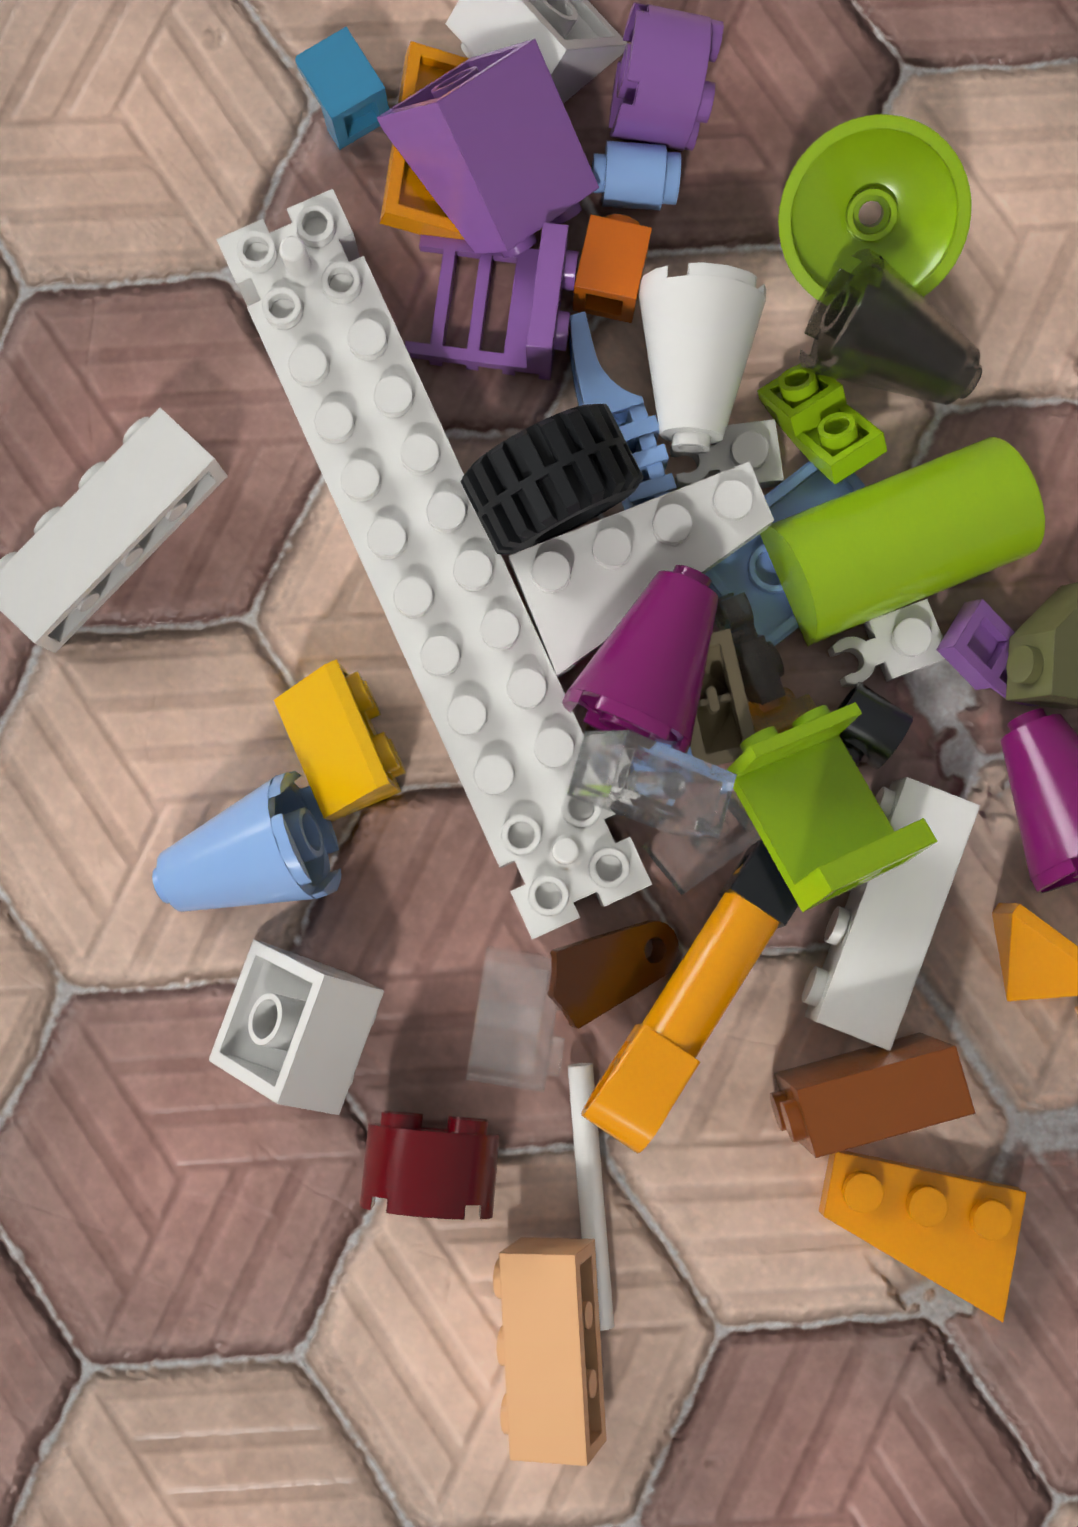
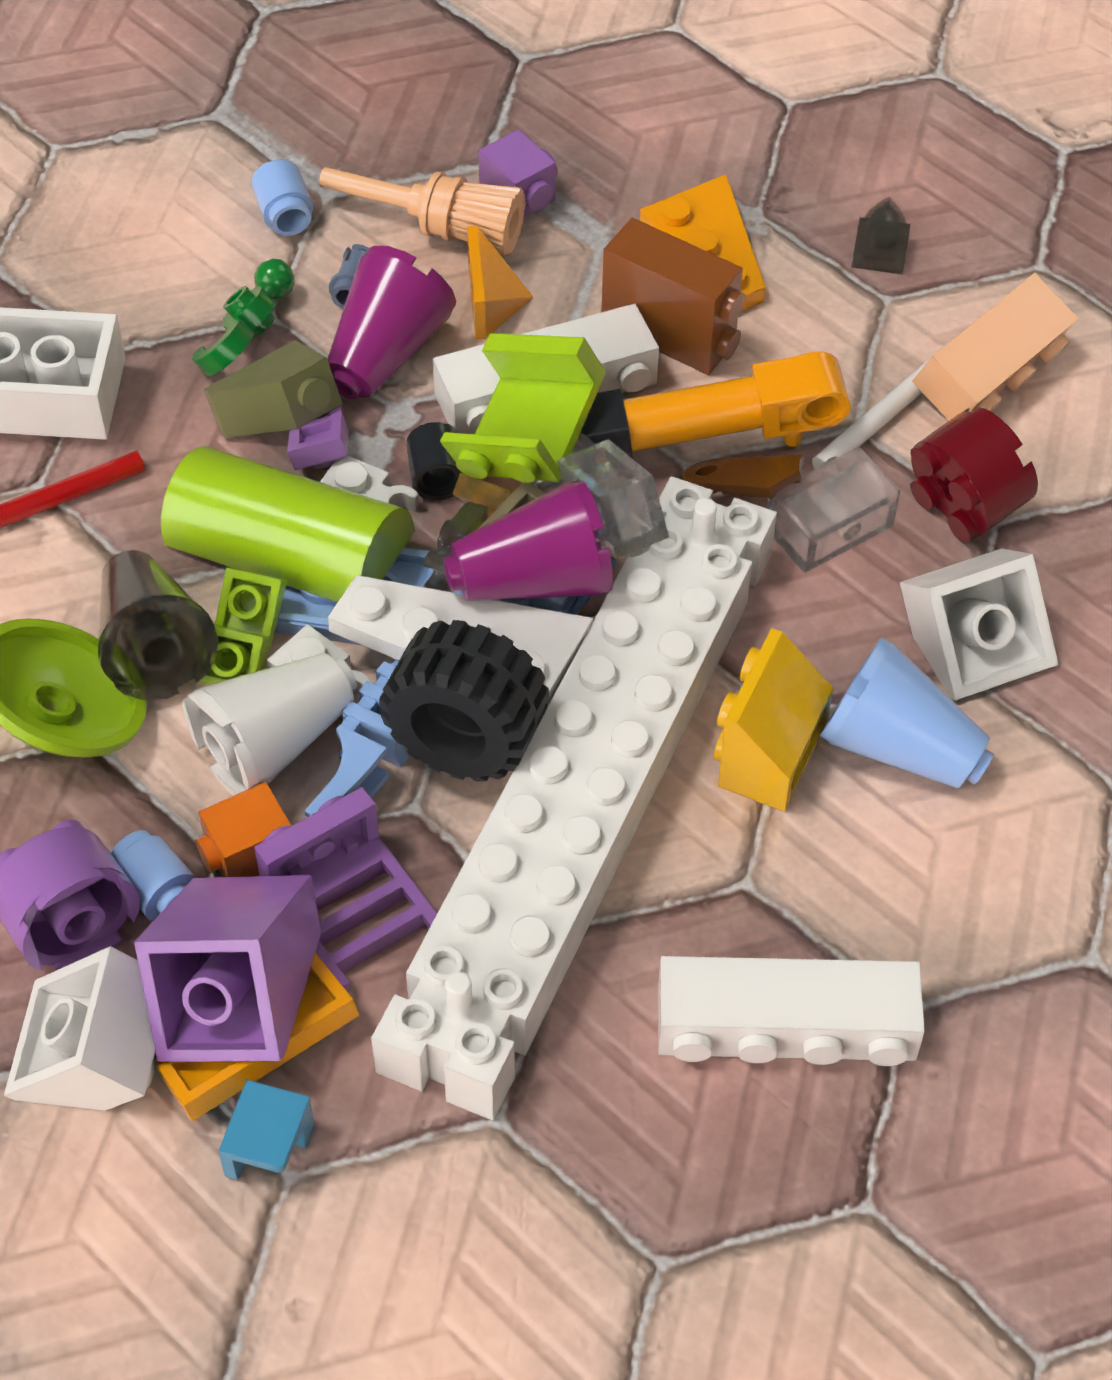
camera: 130 degrees left, 30 degrees down
(798, 1404) = (882, 239): none -> clear smoke plate

